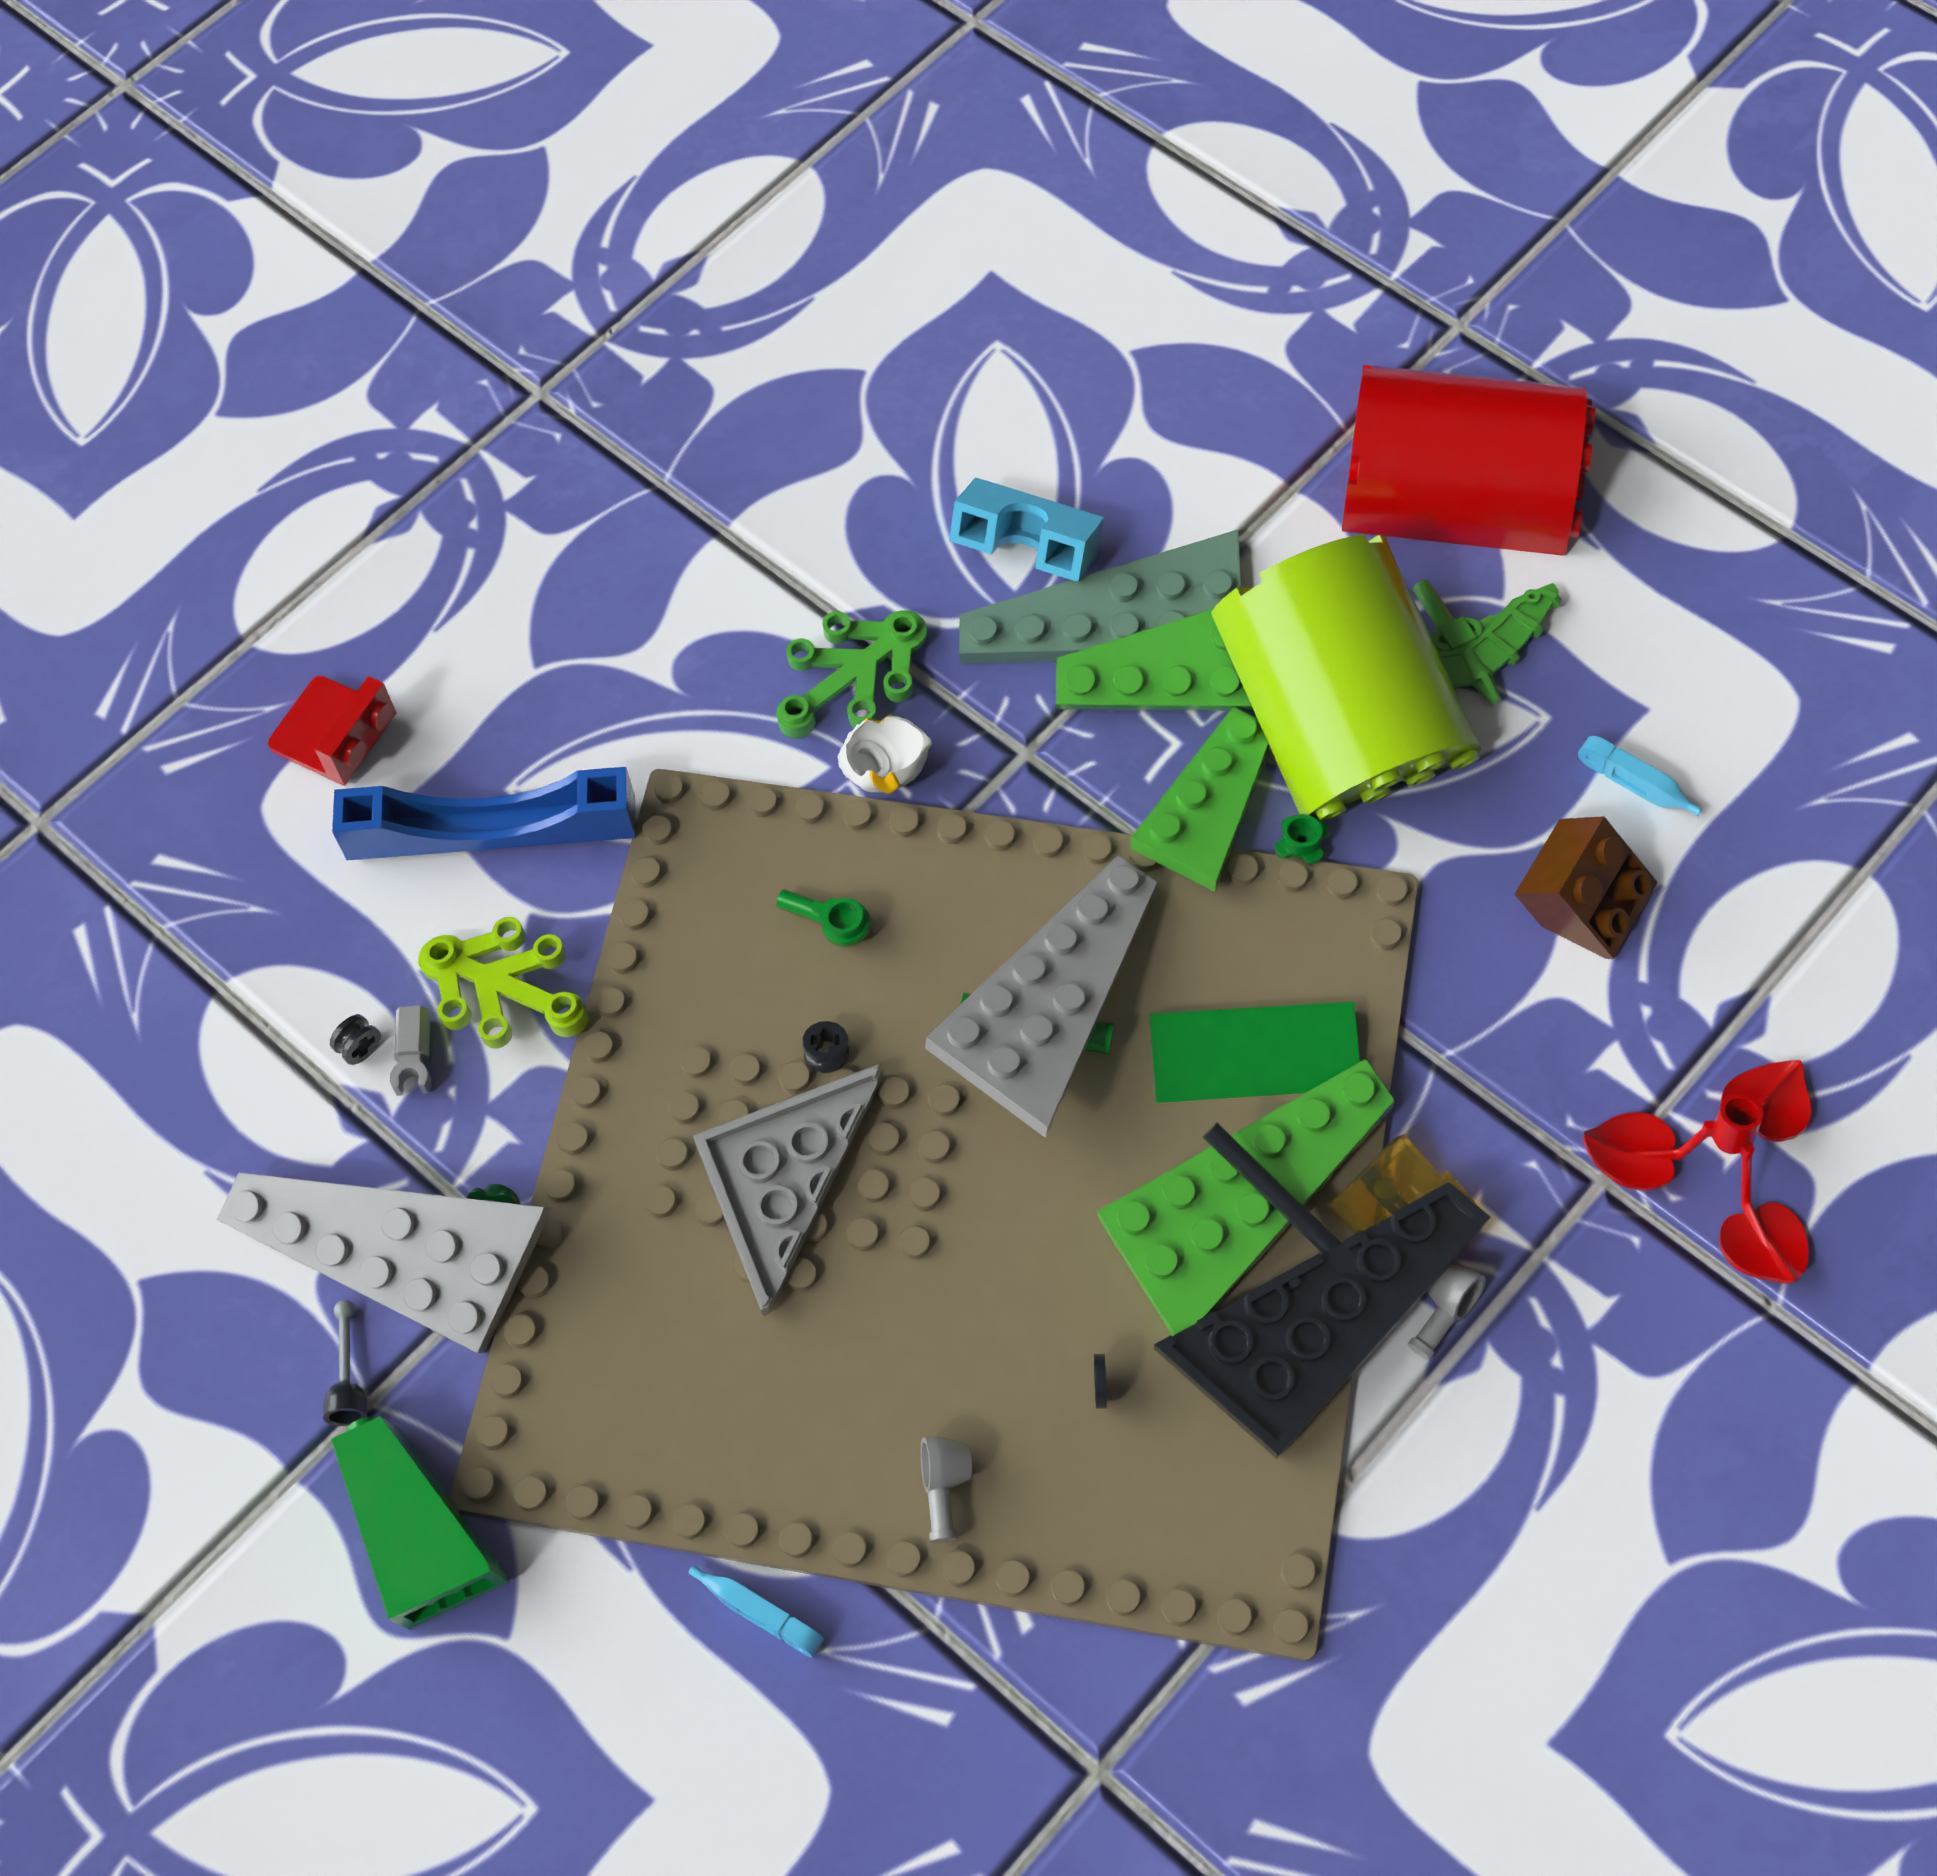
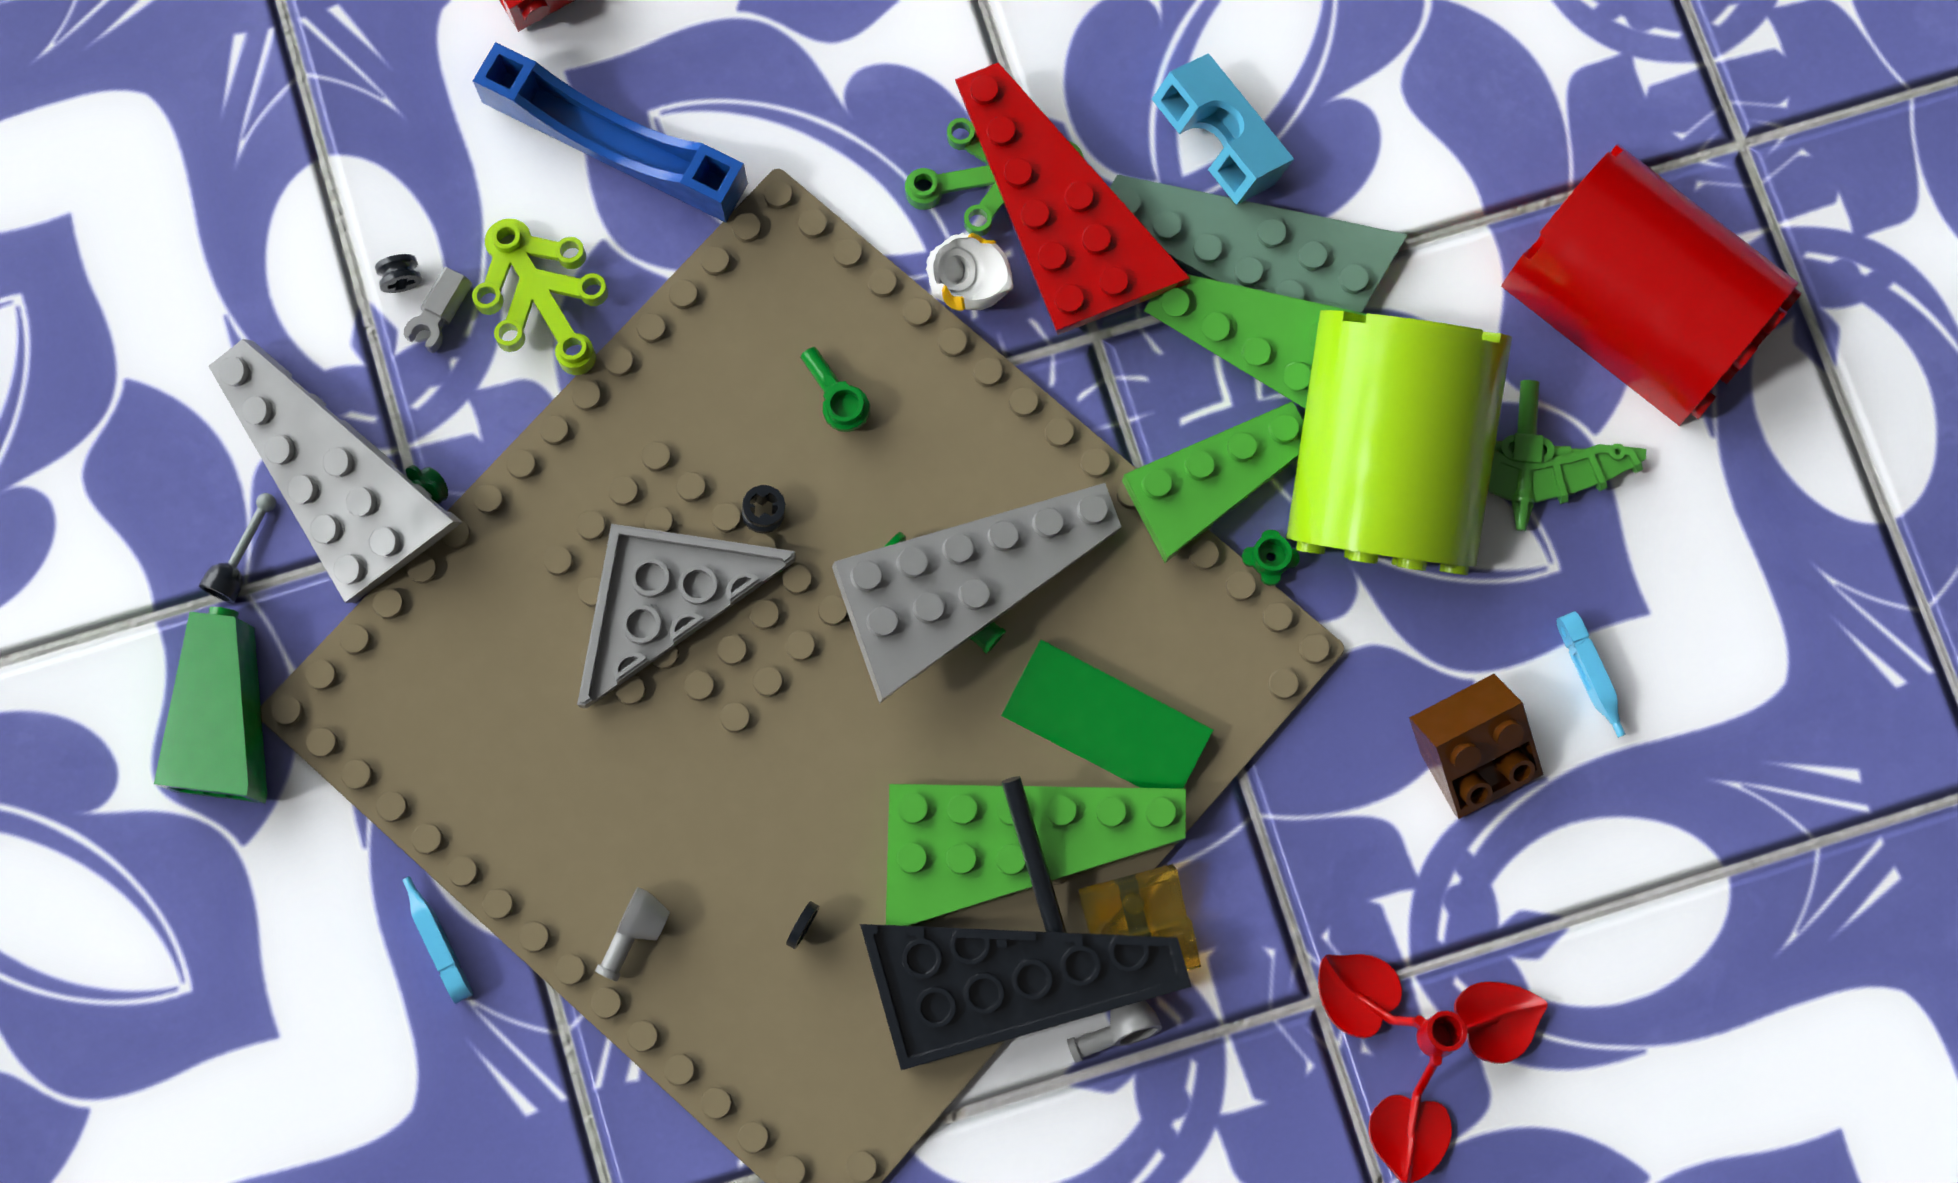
camera: 25 degrees right, 15 degrees up
(948, 668) = (1072, 227): none -> red wing

